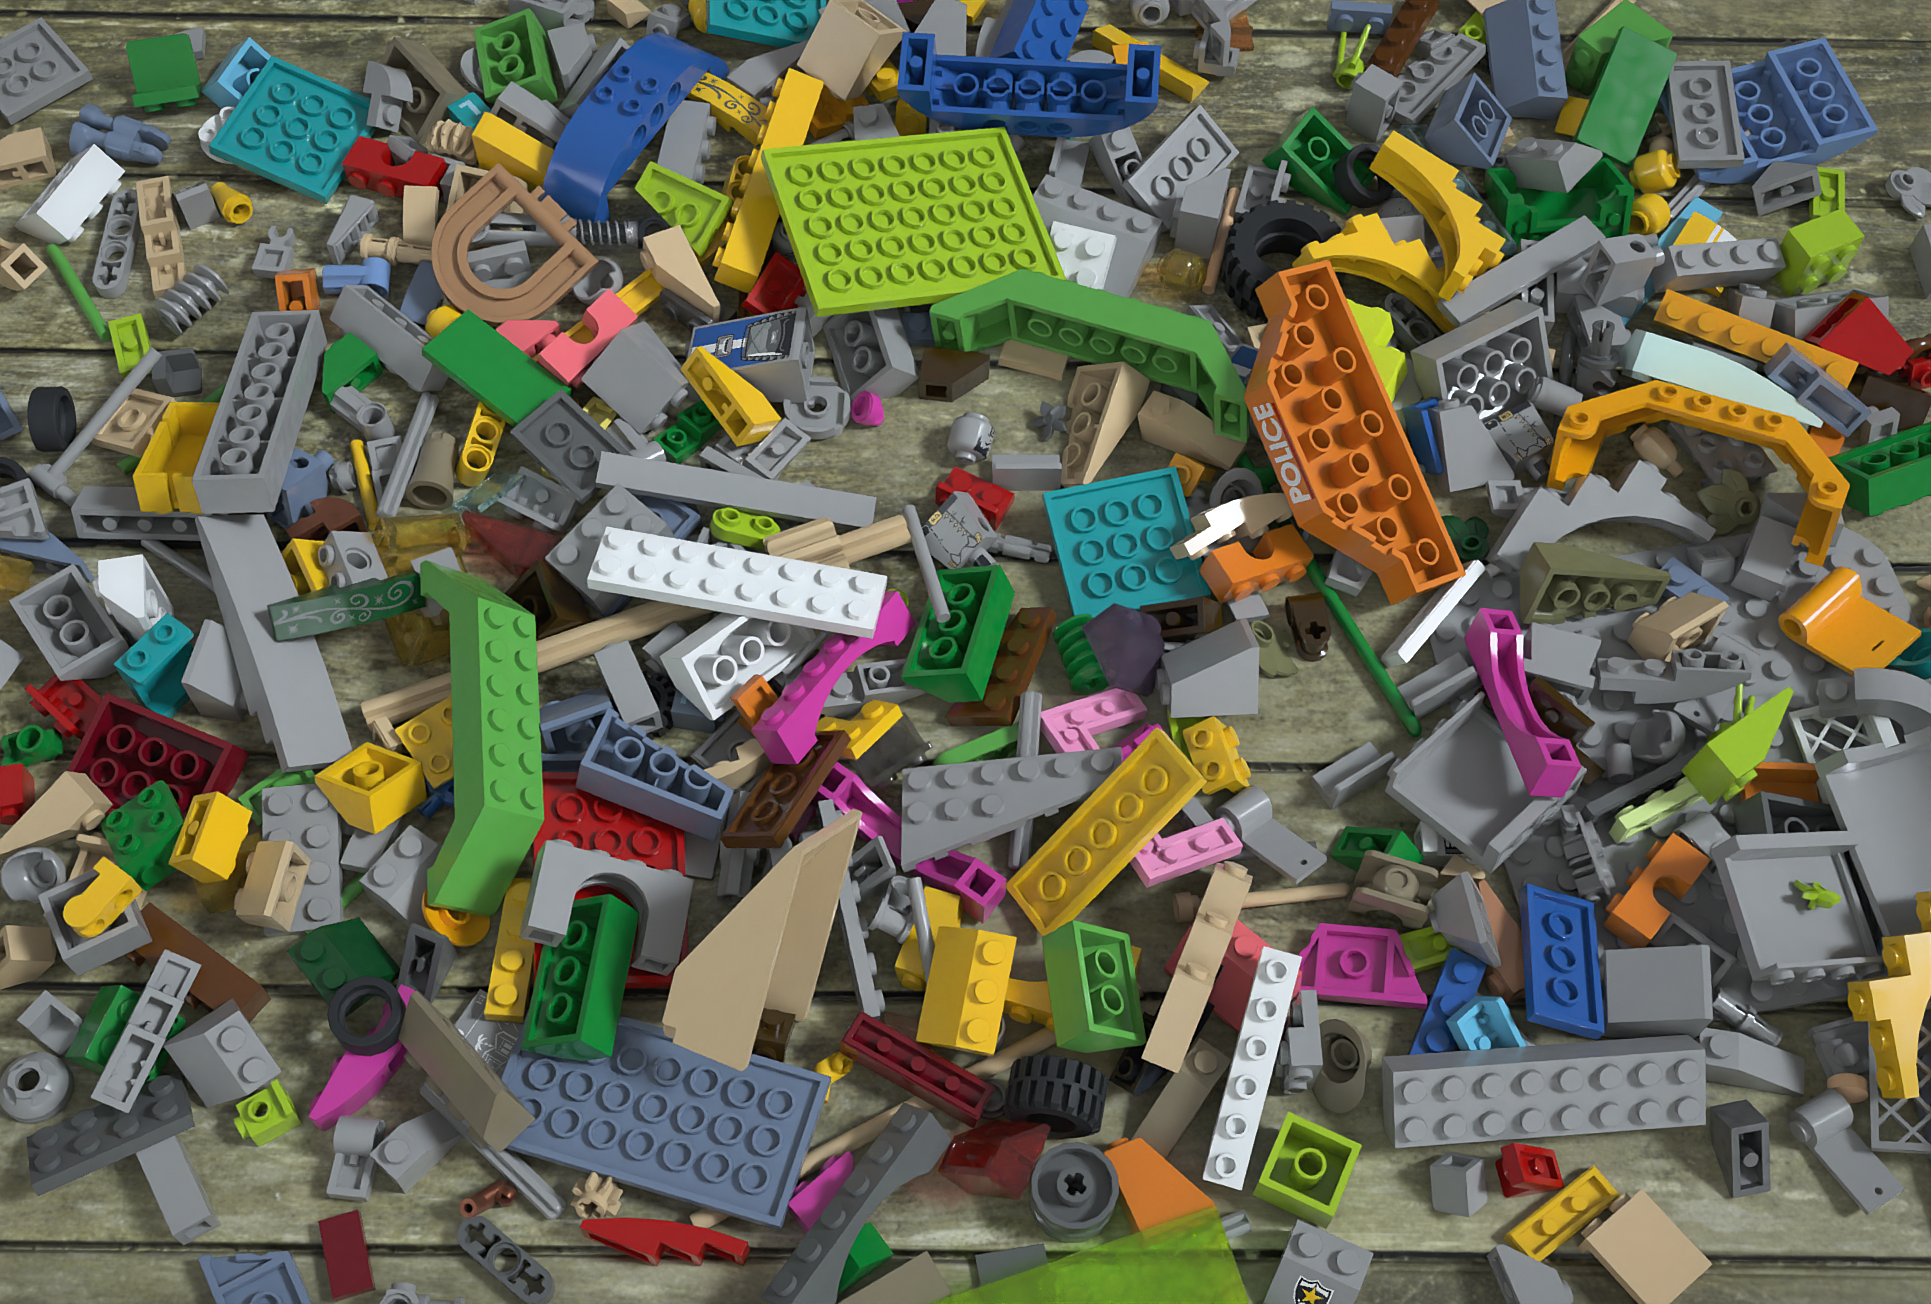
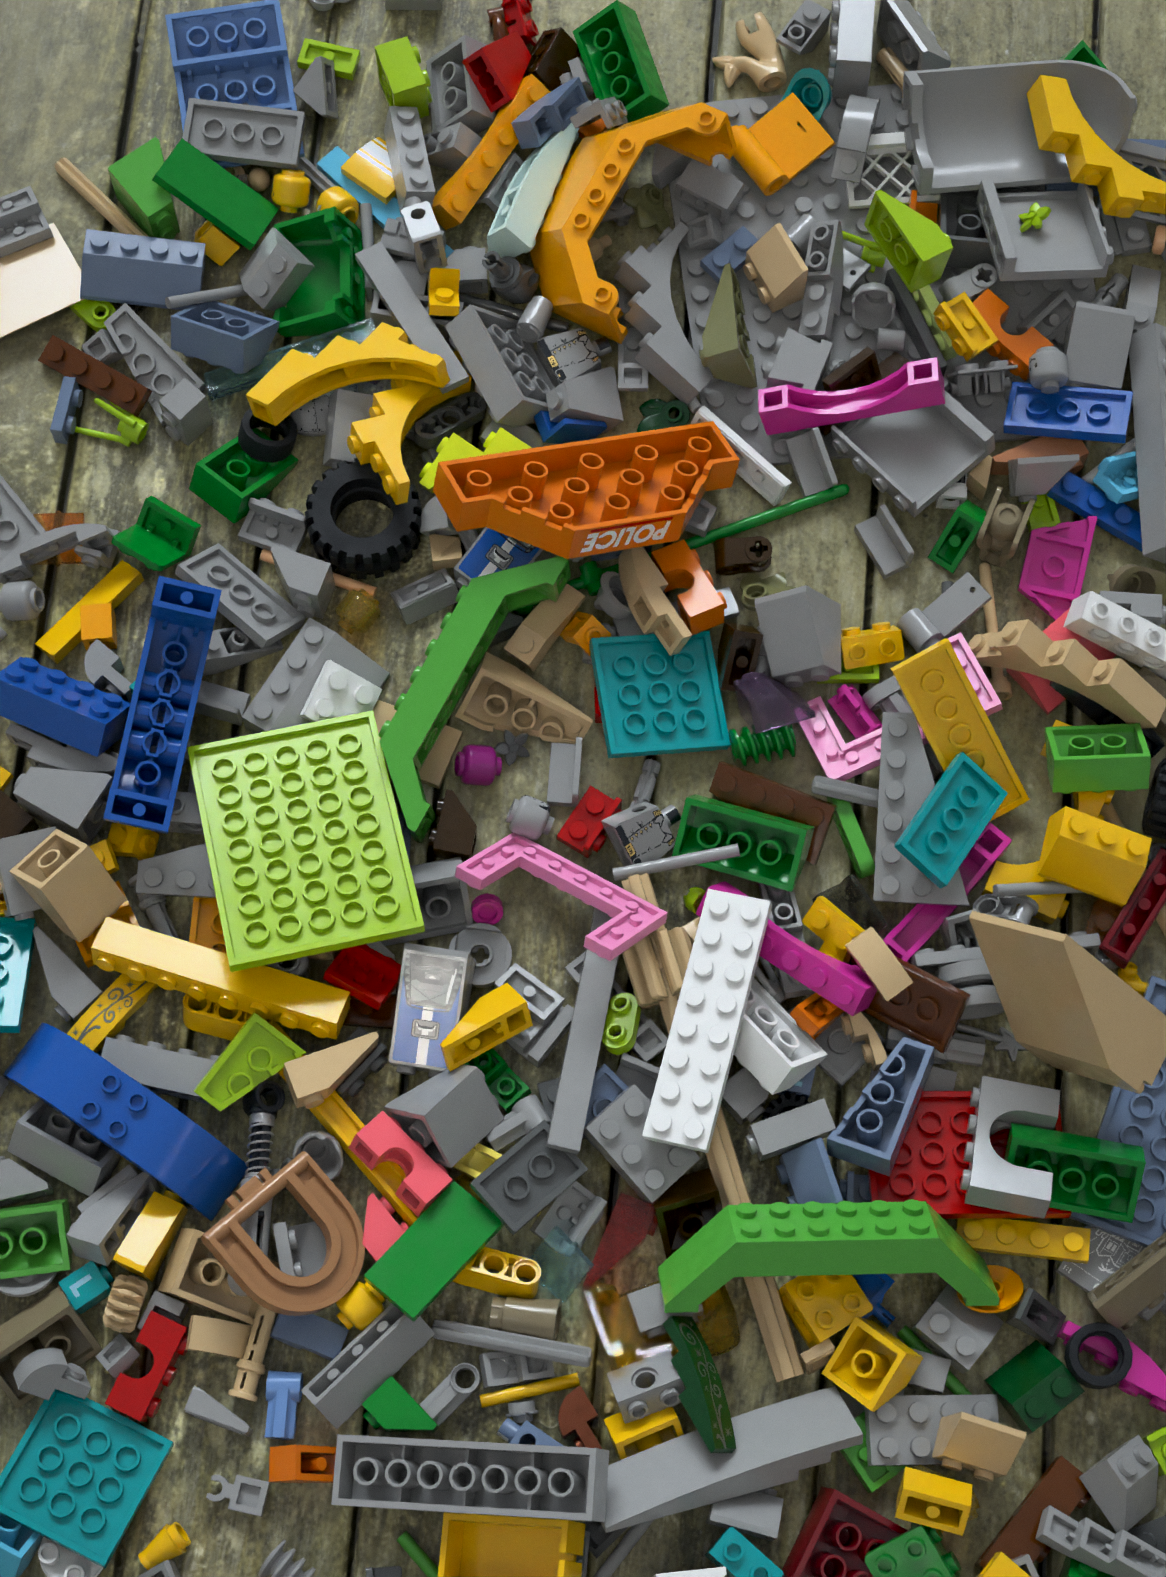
camera: 85 degrees left, 10 degrees up
(809, 745) = (879, 963): none -> tan slope
(859, 511) = (630, 915): none -> bright pink plate
(996, 826) = (950, 820): none -> teal plate
(1024, 387) = (477, 765): none -> magenta head
(1228, 98) = (159, 536): none -> green bracket
(1506, 104) = (205, 296): none -> light grey bar
(1558, 299) = (443, 291): none -> yellow slope
(1610, 926) = (1048, 369): none -> light grey head
(1646, 826) = (964, 326): none -> yellow bracket
(1828, 430) = (609, 109): none -> light grey bracket

